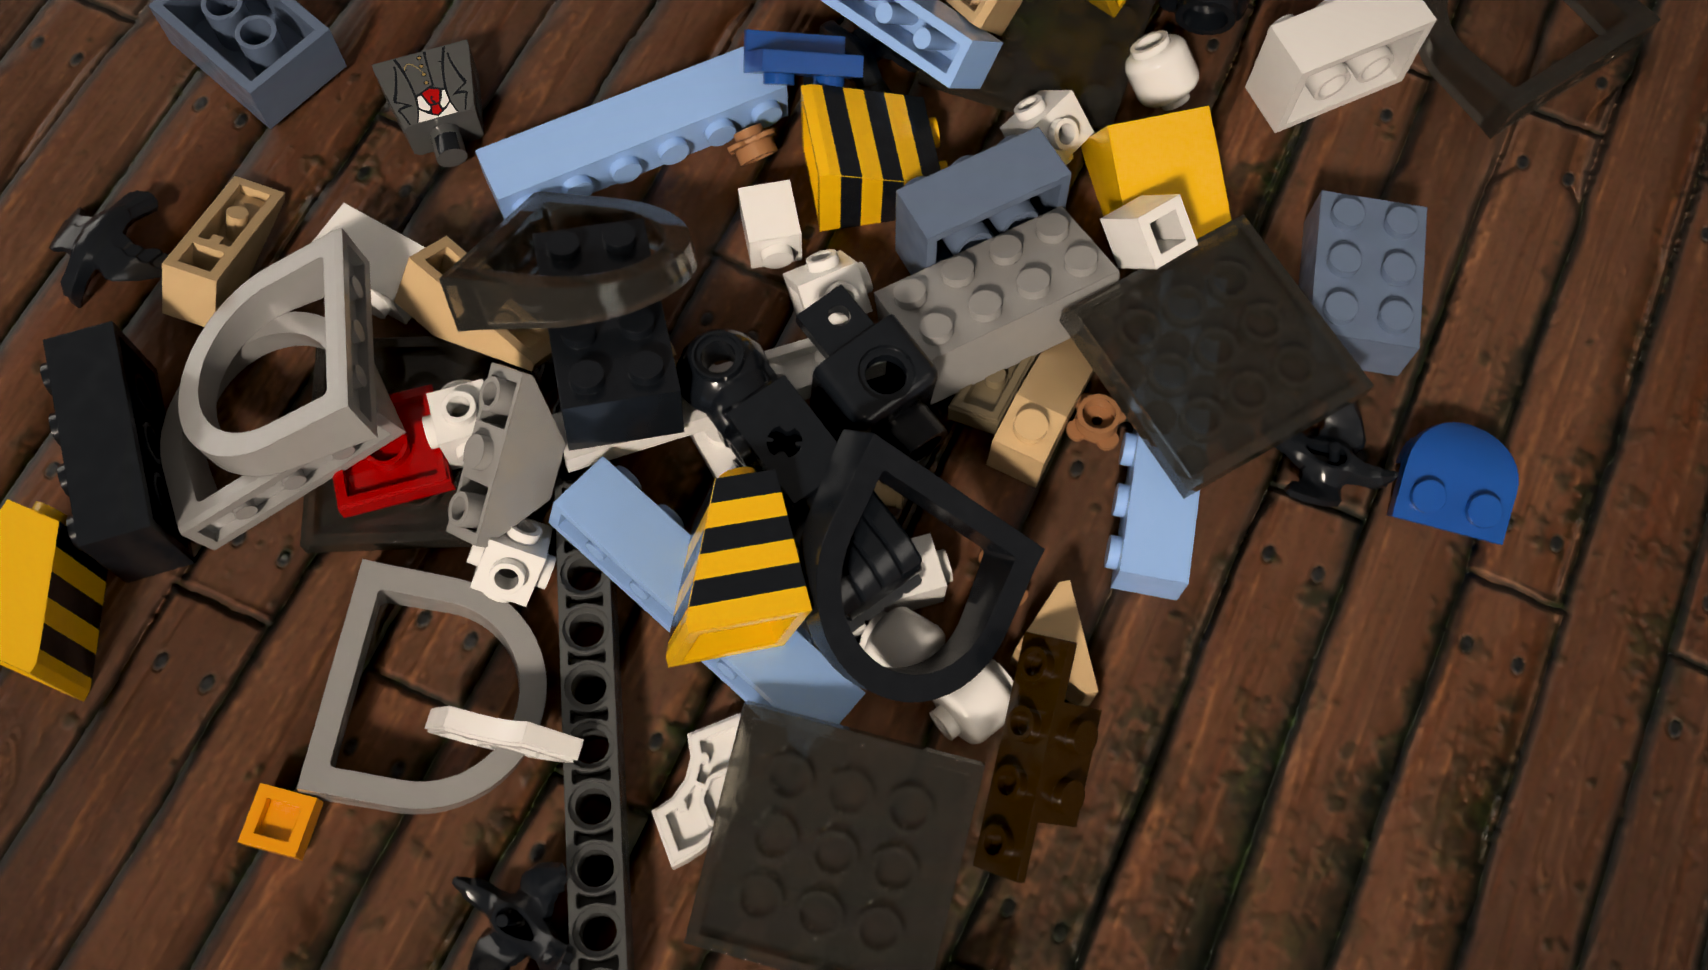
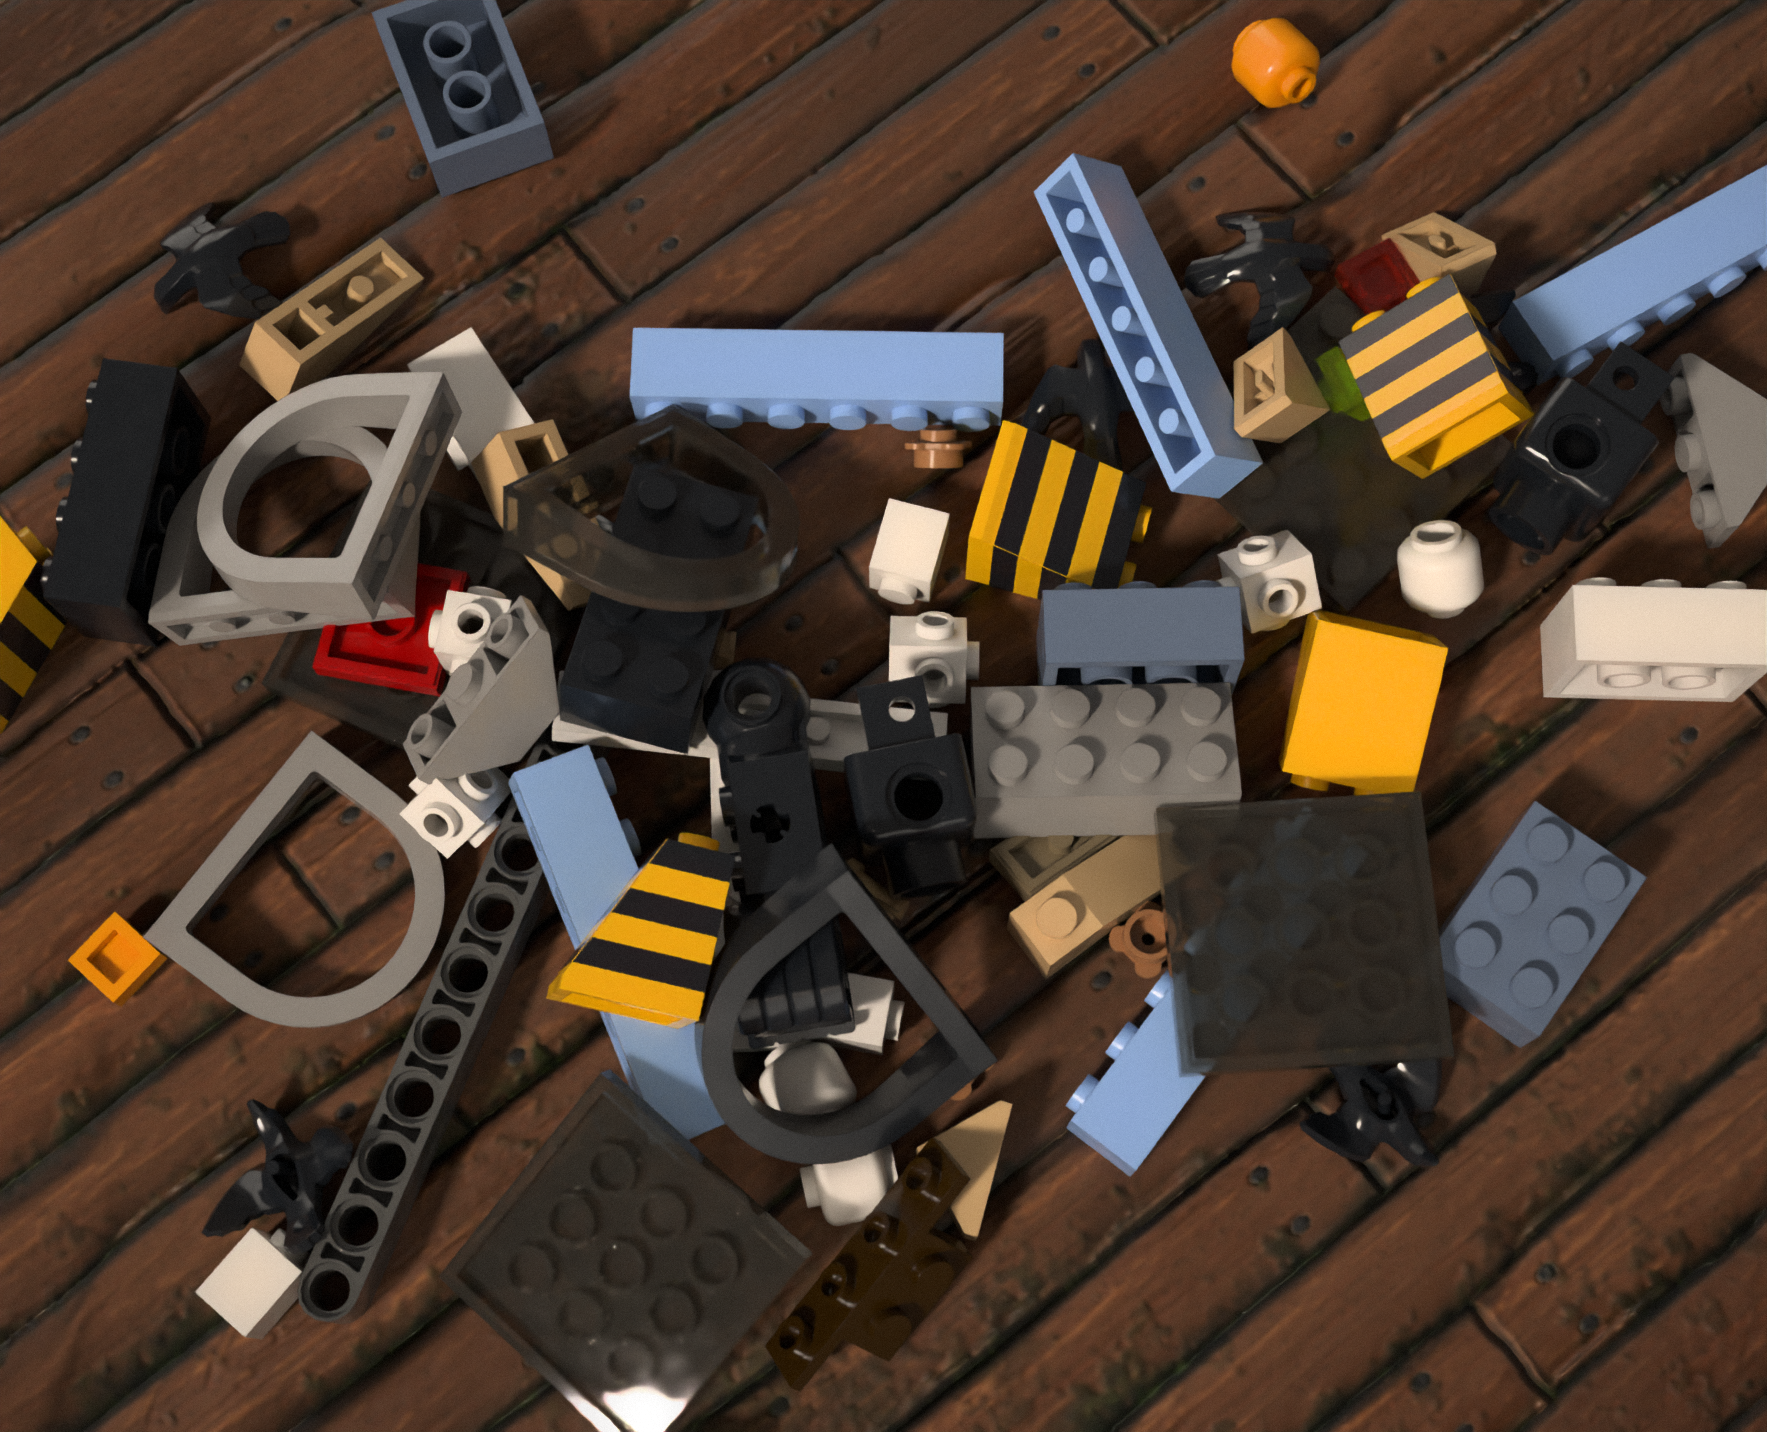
camera: 30 degrees right, 5 degrees up
(435, 100) = (625, 244): dark grey torso -> none
(493, 732) = (360, 984): white tile -> none
(689, 815) = (505, 1149): white tile -> none
(787, 55) = (1024, 379): blue slope -> none
(1149, 231) = (1298, 764): white brick -> none
(1456, 482) = (1507, 1201): blue slope -> none

